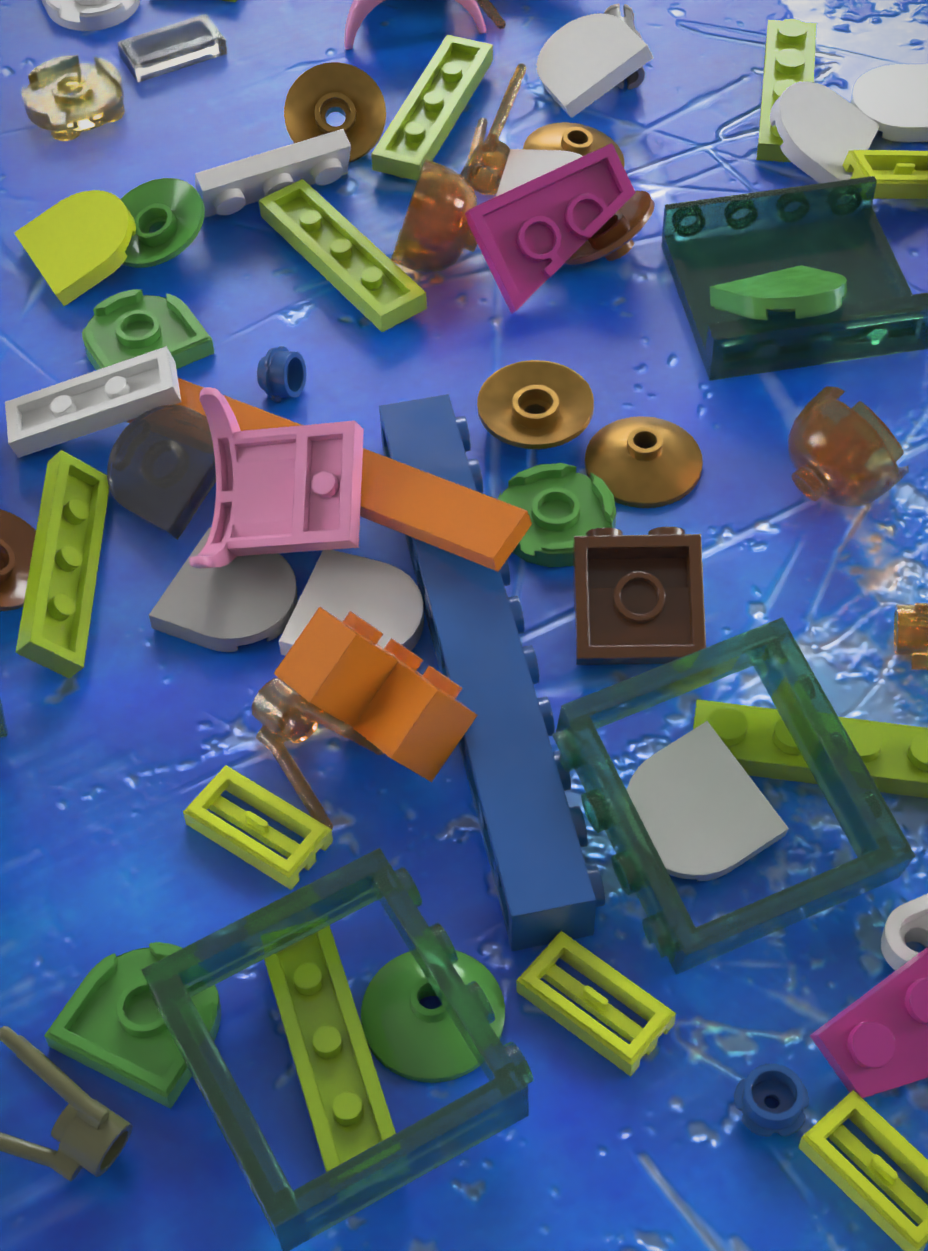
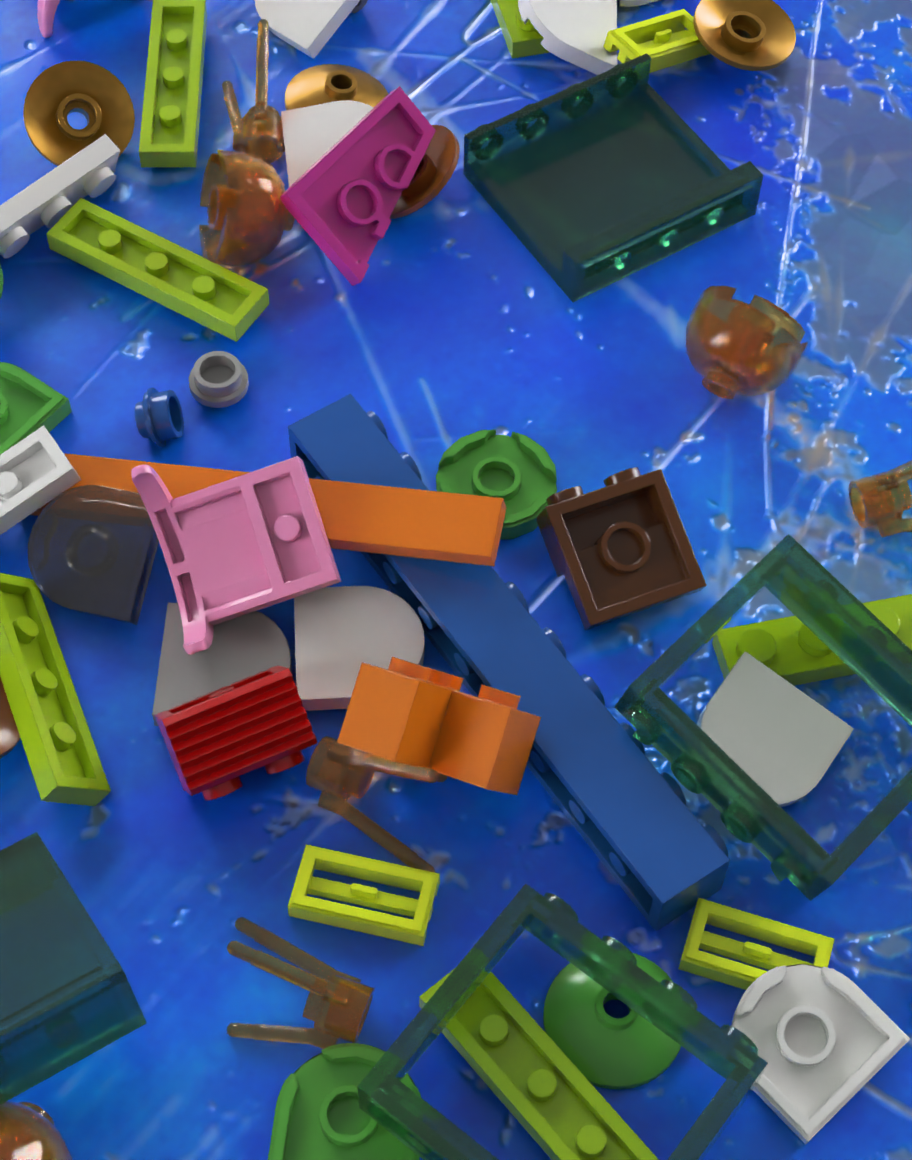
camera: 25 degrees left, 5 degrees up
(179, 905) = (335, 999): none -> clear orange plant
(206, 647) = (236, 732): none -> red brick
(348, 357) = (218, 380): none -> light grey plate
(535, 404) = (425, 361): pearl gold dish -> none
(603, 1098) = (818, 1042): none -> white tile
(645, 461) = (557, 420): pearl gold dish -> none
(796, 289) = (615, 195): bright green tile -> none

